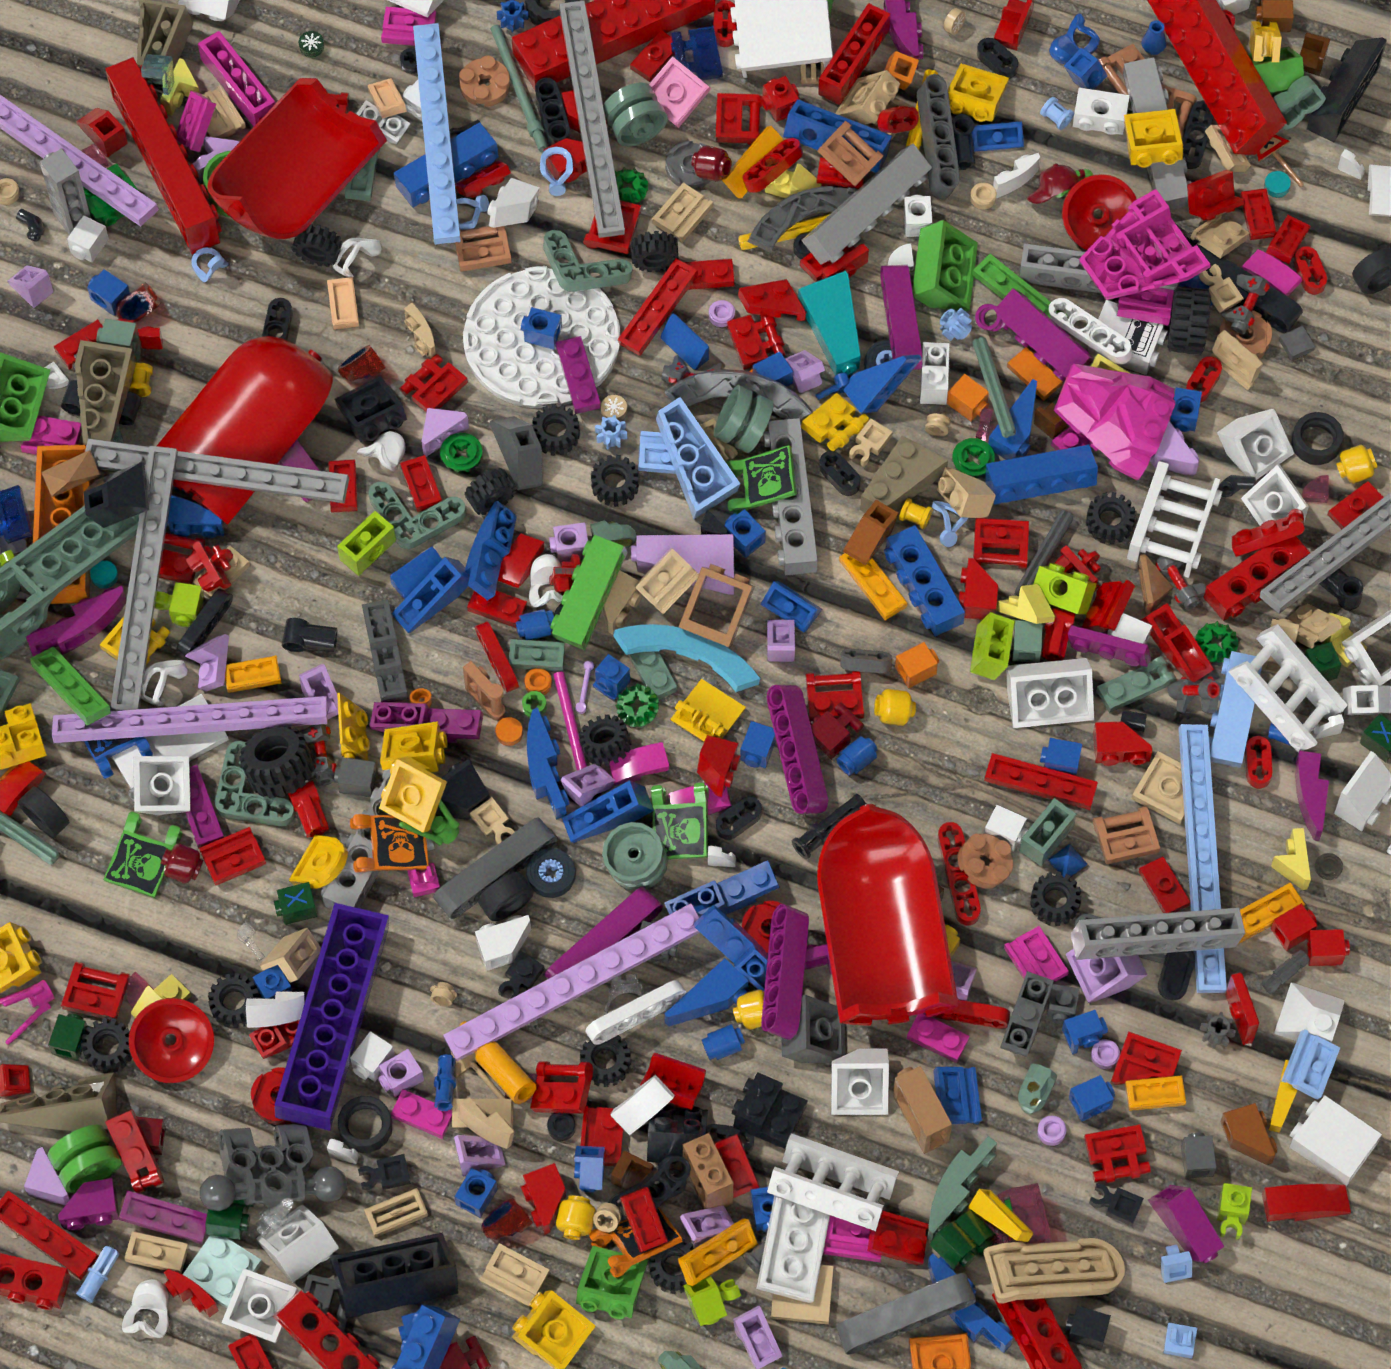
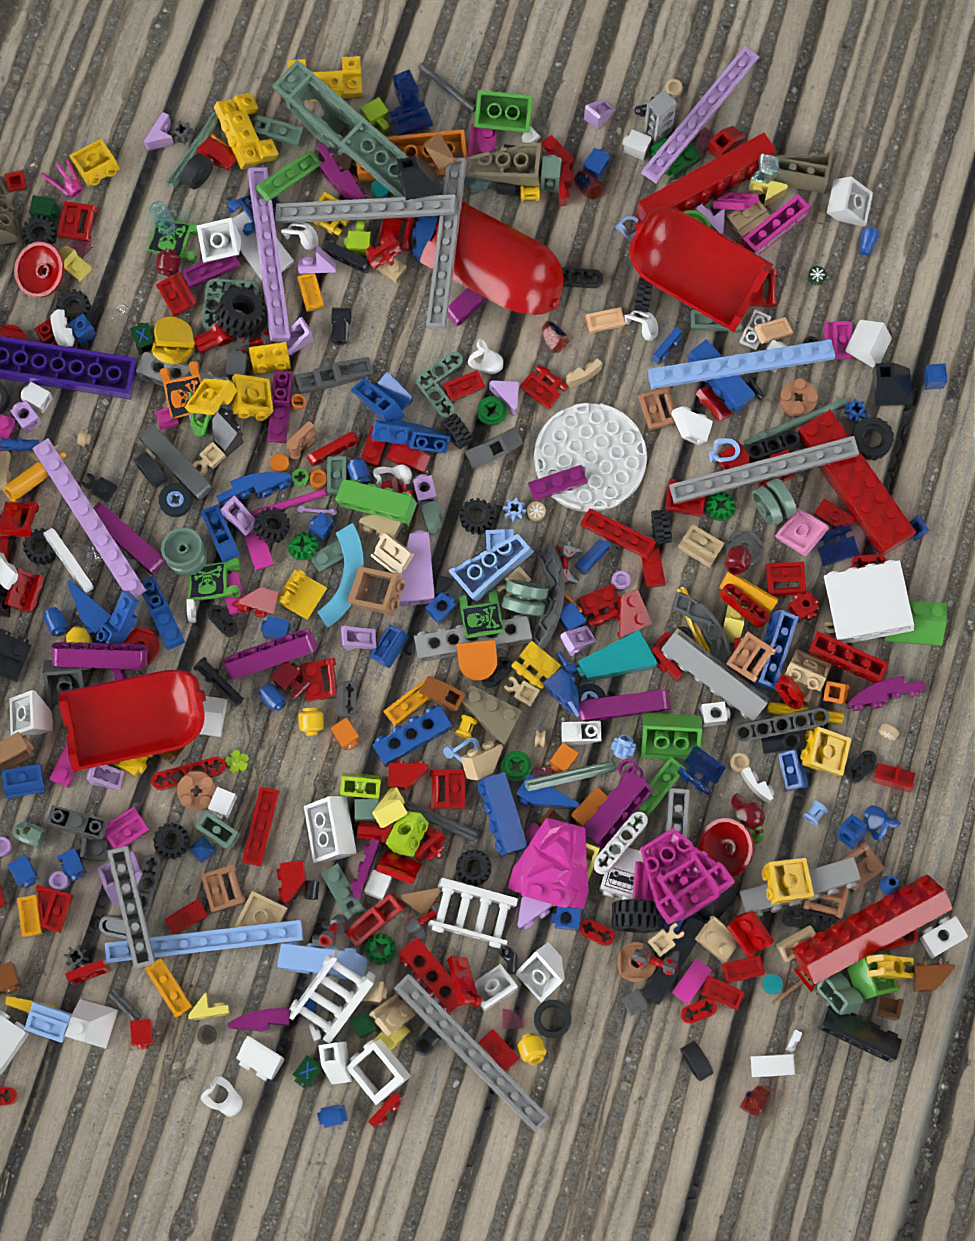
camera: 85 degrees right, 10 degrees up
(109, 864) = (163, 219): none -> clear light blue plate
(293, 954) = (102, 337): tan panel -> none
(295, 858) = (173, 333): none -> yellow tile
(349, 468) = (458, 335): red plate -> none
(366, 543) = (411, 353): lime brick -> none
(371, 409) = (518, 346): black plate -> none
(388, 224) = (672, 340): none -> blue plate
(481, 204) = (694, 405): light blue piece -> none
(502, 942) = (120, 471): white slope -> none
(545, 337) = (587, 460): blue brick -> none
(560, 416) = (511, 483): black tyre -> none
(577, 276) = (642, 471): sand green beam -> none
(824, 486) = (477, 659): none -> orange tile
(902, 256) = (679, 705): white tile -> none
(944, 810) = (237, 761): none -> lime plant
(978, 1014) = (82, 792): red beam -> none
(988, 230) = (705, 765): none -> clear blue plate
(1061, 756) = (278, 839): blue brick -> none
(1093, 101) = (825, 835): white brick -> none
(1237, 360) = (606, 962): tan plate -> none
(1264, 761) = (287, 986): red beam -> none
(1294, 926) = (157, 1010): red brick -> none

